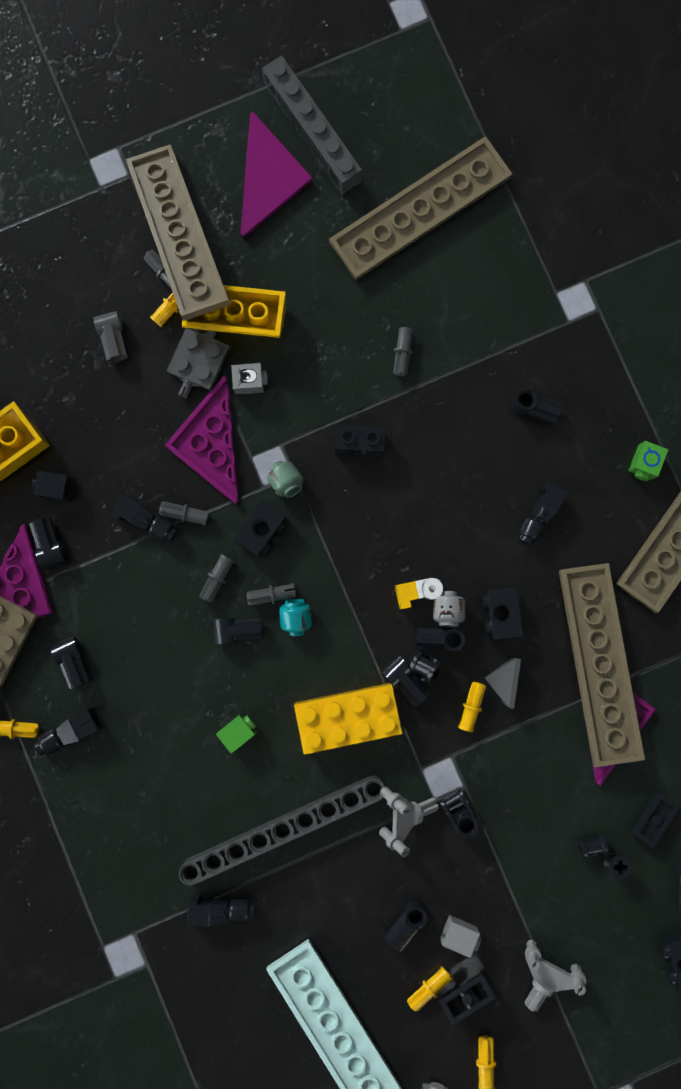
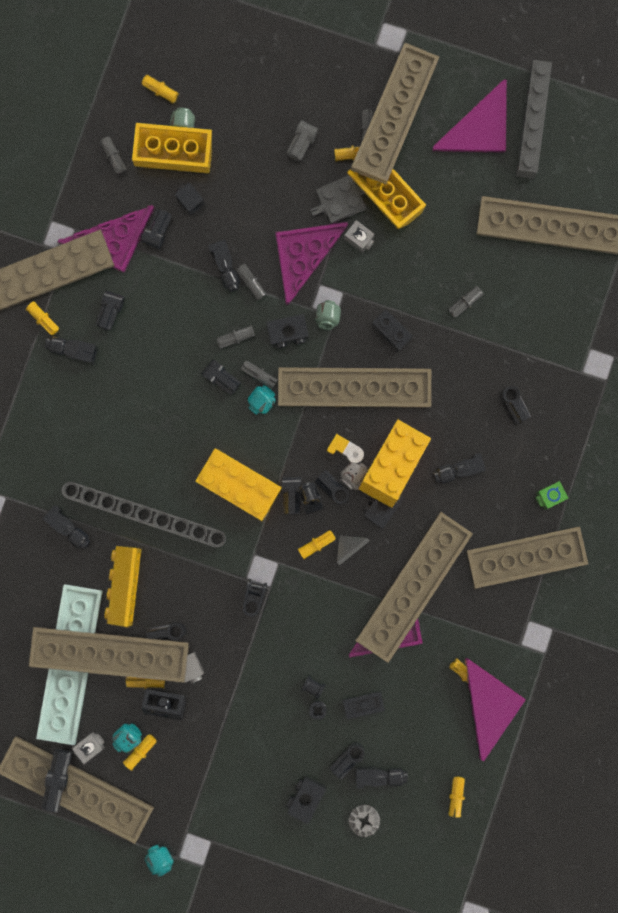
camera: 45 degrees right, 0 degrees up
(237, 732) = (168, 435): bright green brick -> none
(326, 918) = (123, 587): none -> yellow slope
(372, 525) = (354, 387): none -> dark tan plate
(372, 1000) = (109, 654): none -> dark tan plate
(405, 816) = (220, 570): light grey axle -> none
(462, 1063) = (126, 738): none -> teal head
(479, 564) = (394, 463): none -> yellow brick
(550, 978) = (219, 736): light grey axle -> none

